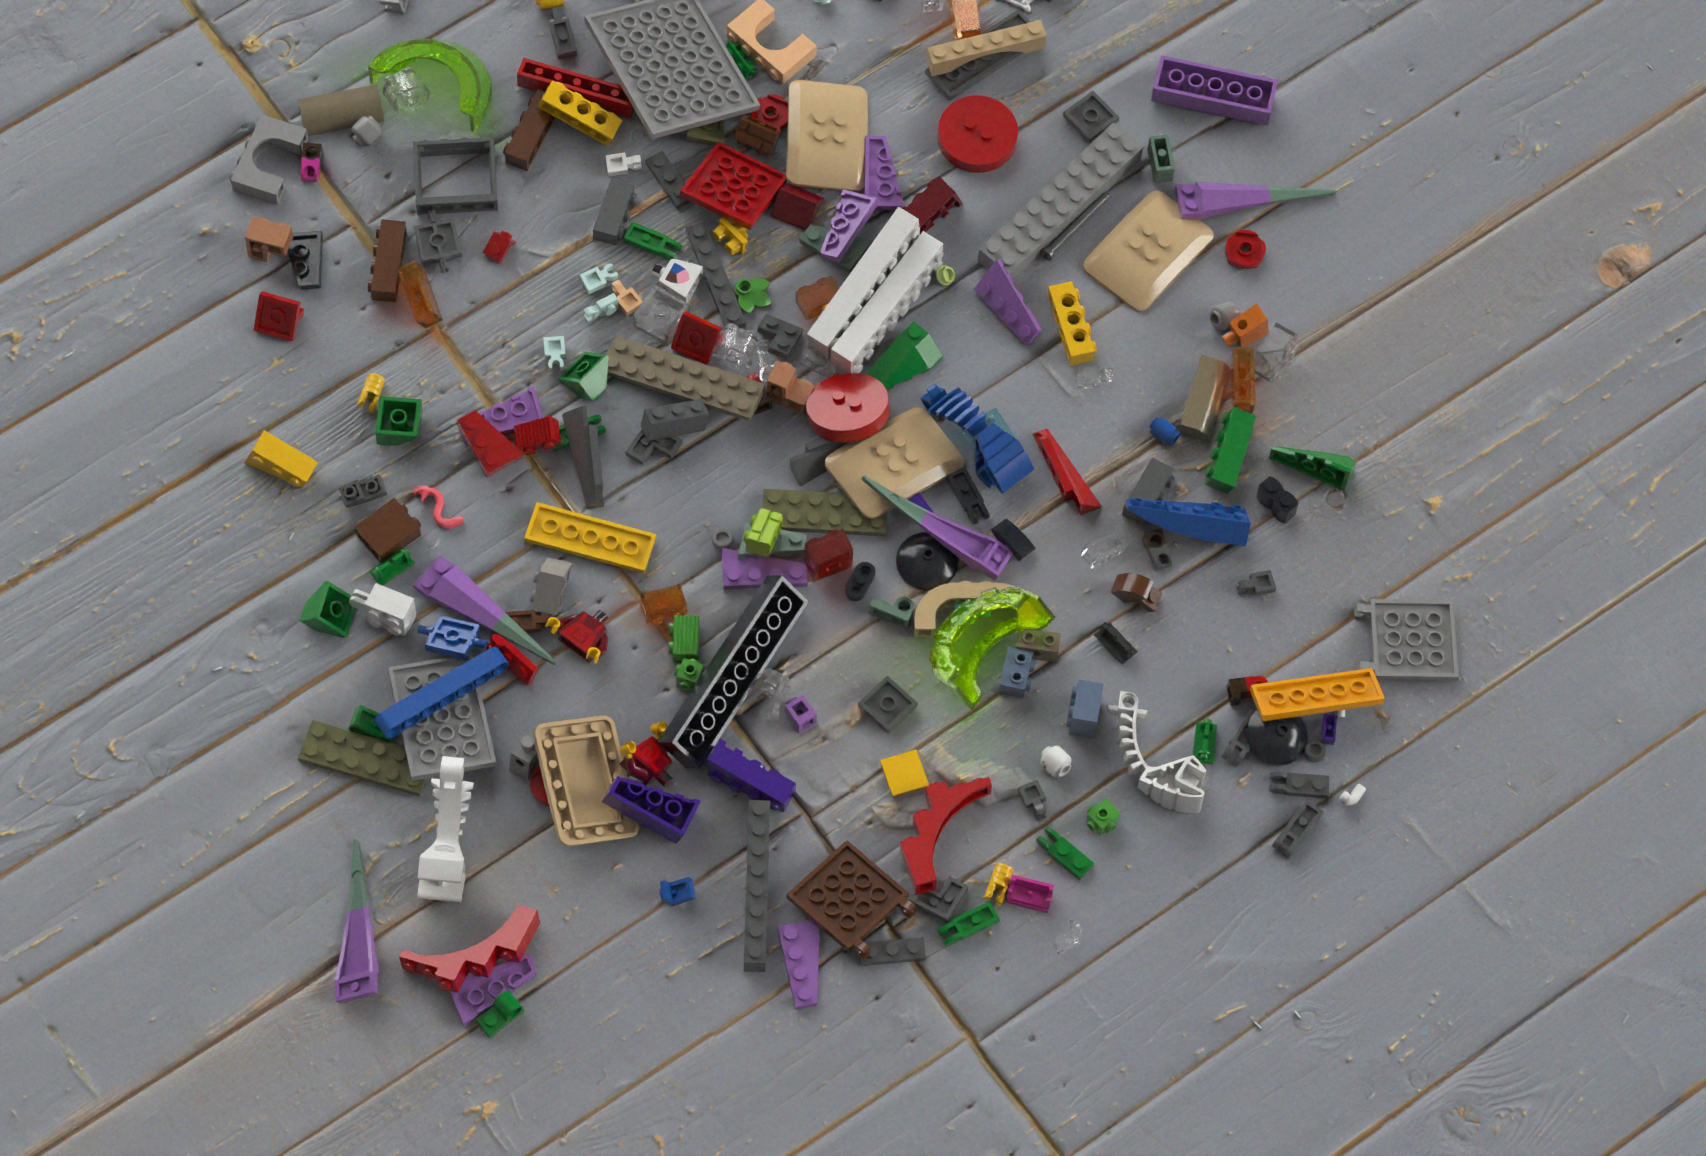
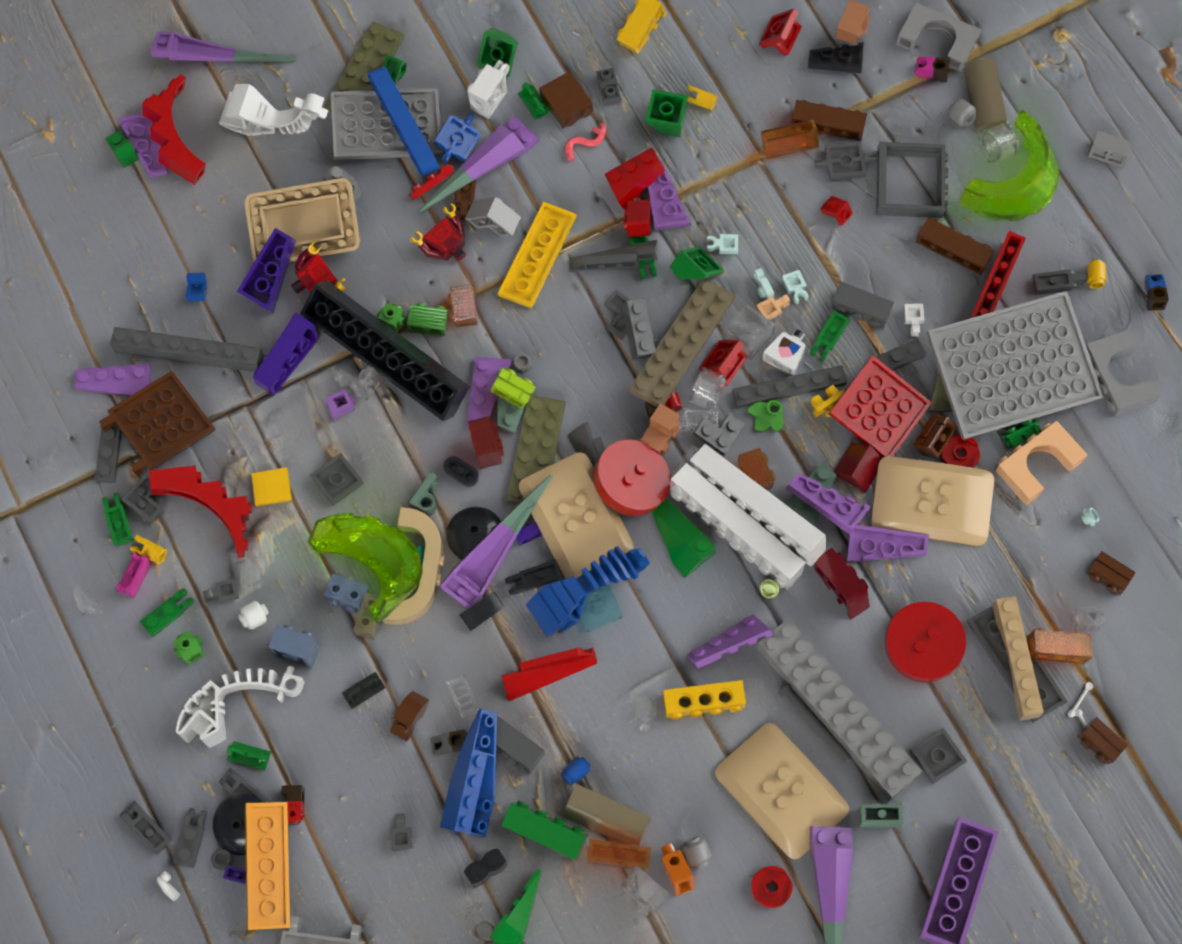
camera: 105 degrees right, 5 degrees up
(568, 113) = (976, 254): yellow brick -> none

